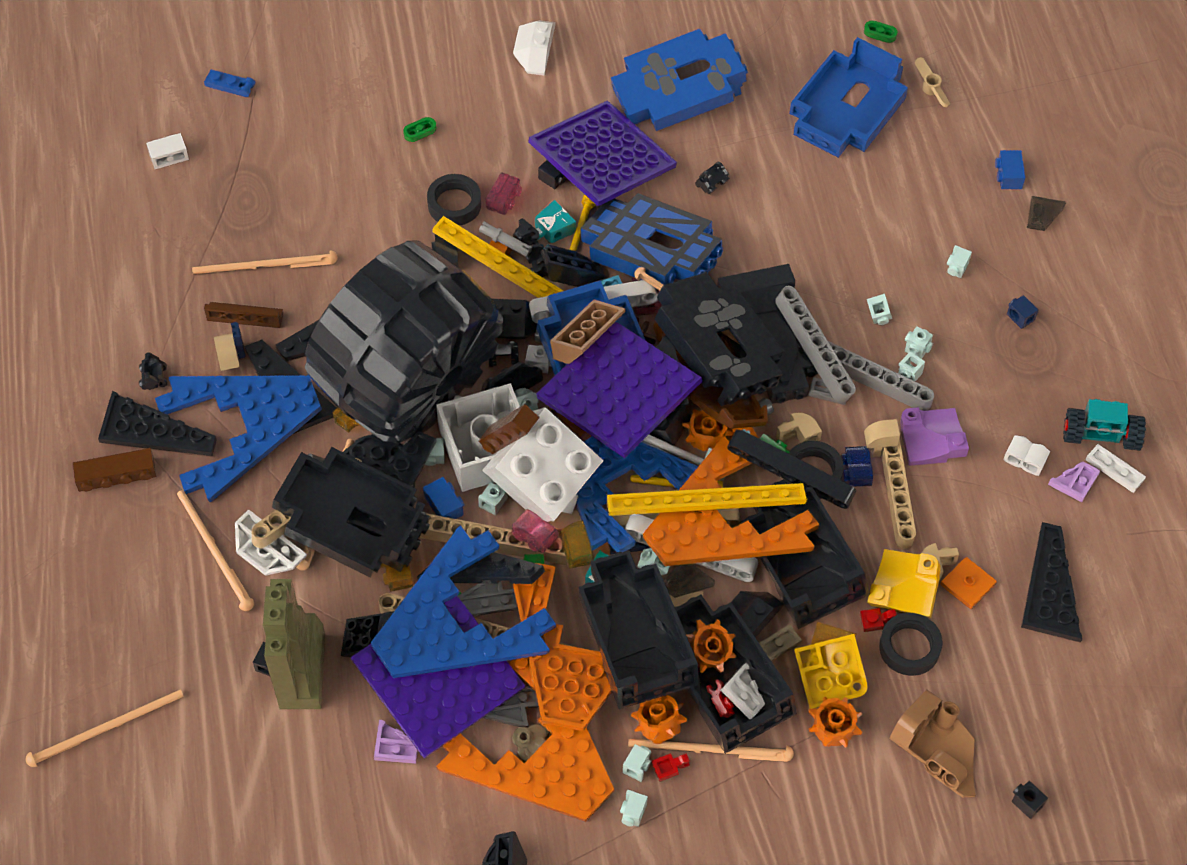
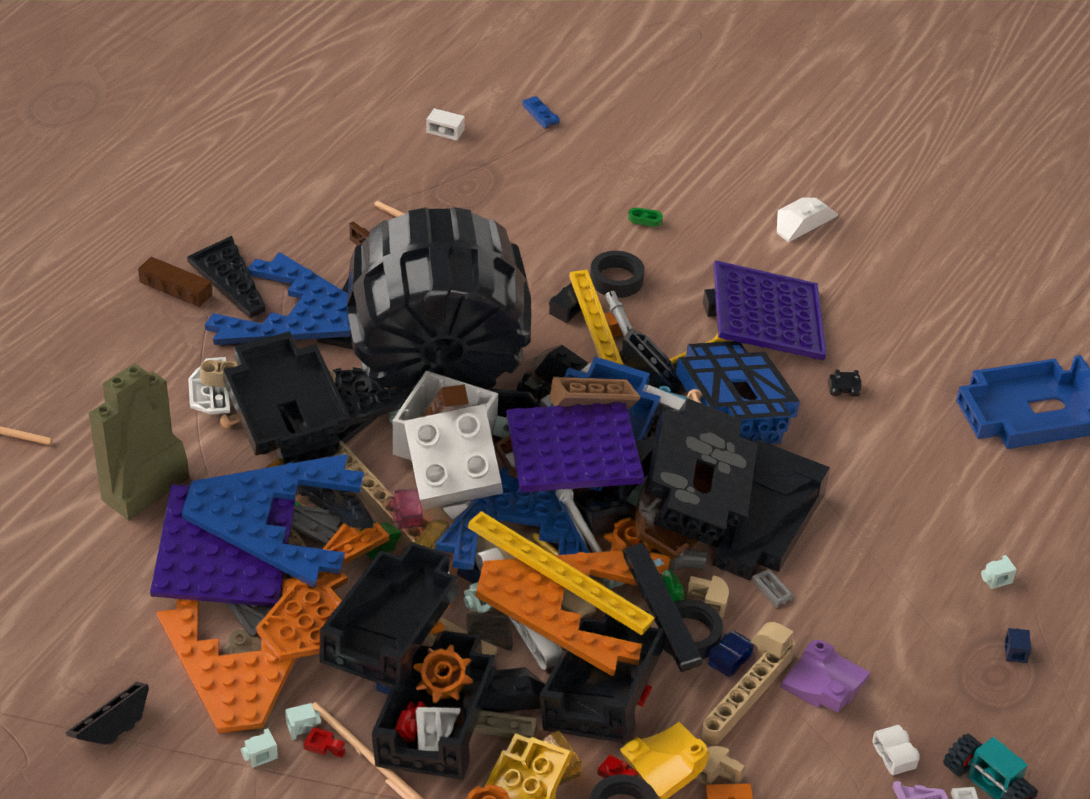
camera: 40 degrees right, 15 degrees down
(152, 372) = (270, 241): black piece -> none
(226, 351) = (334, 260): tan brick -> none
(238, 340) = (347, 252): dark blue tile -> none
(246, 602) = (172, 394): light nougat bar -> none
(393, 745) = (141, 575): lavender wing -> none
(443, 500) = (373, 449): blue brick -> none
(493, 502) = (406, 475): light aqua brick -> none
(503, 194) = (659, 292): clear pink brick -> none
(526, 233) = (641, 321): black piece -> none
(554, 223) = (674, 334): teal torso -> none
(655, 91) = (864, 303): blue panel -> none
(659, 719) = (351, 700): orange brick -> none
(831, 370) = (787, 545): light grey beam -> none
(878, 304) = (882, 562): light aqua brick -> none
(882, 378) = (822, 601): light grey beam -> none
(908, 370) = (860, 614): light aqua brick -> none
(918, 342) = (891, 604): light aqua brick -> none

